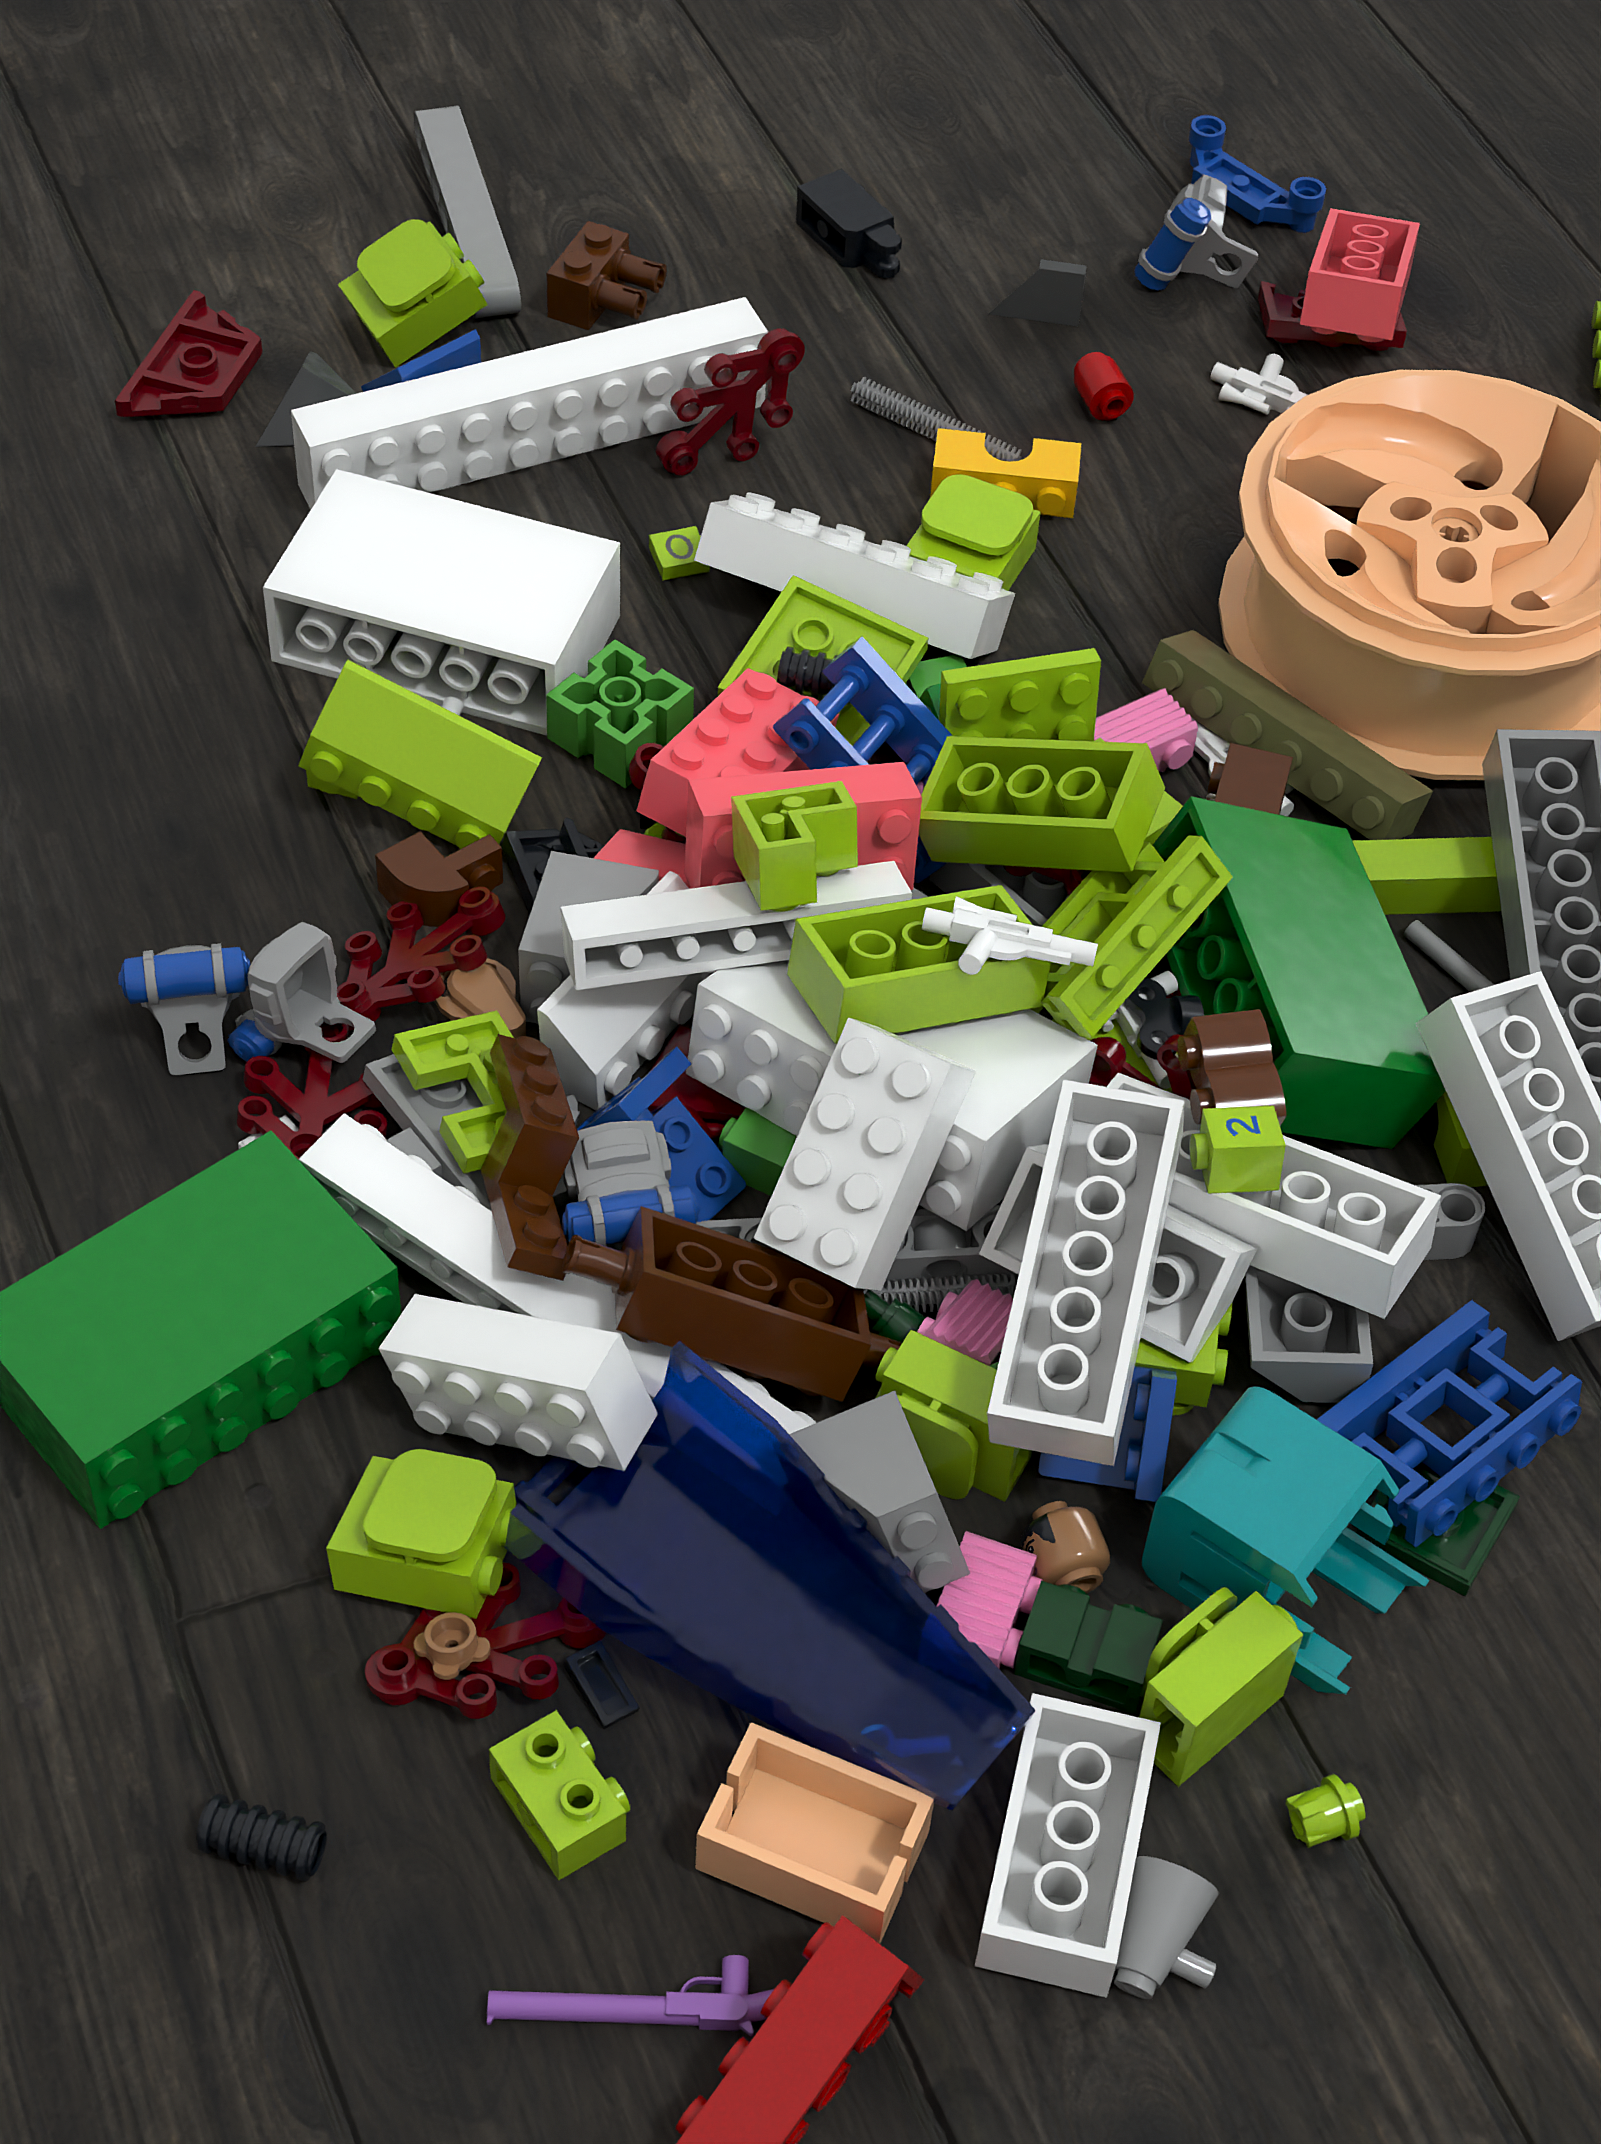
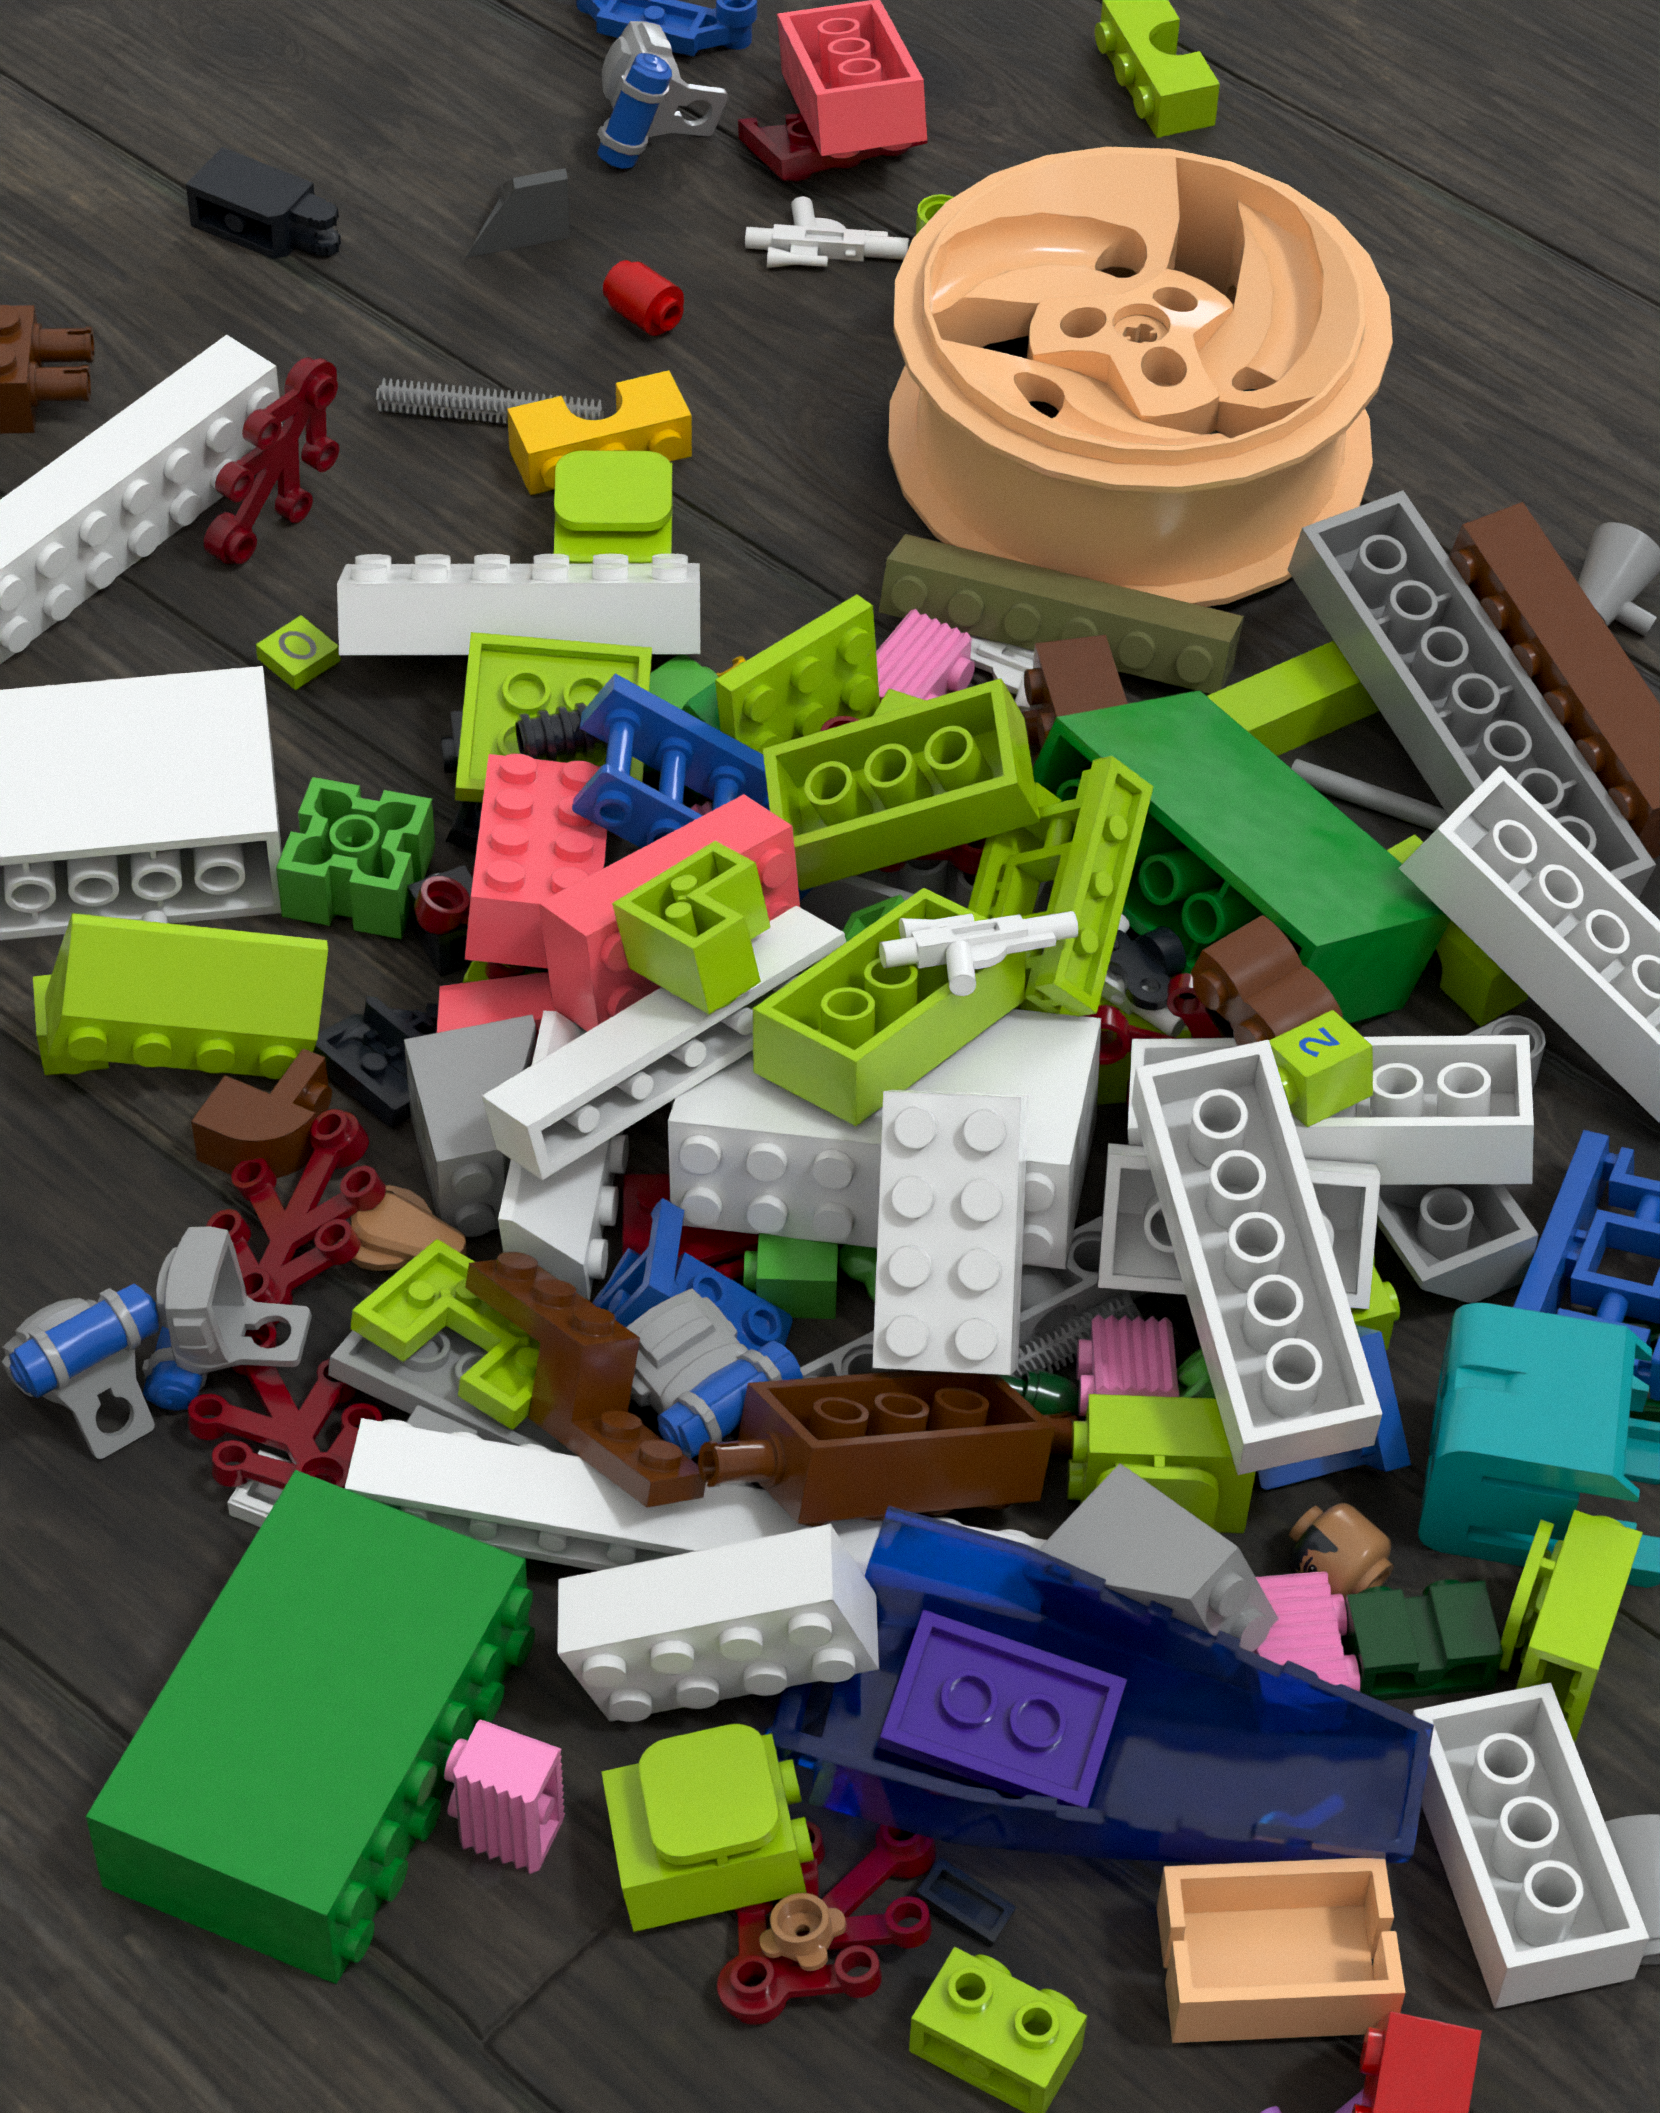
camera: 25 degrees left, 0 degrees up
(292, 1441) = (506, 1794): none -> bright pink brick
(706, 1549) = (1001, 1712): none -> dark purple plate

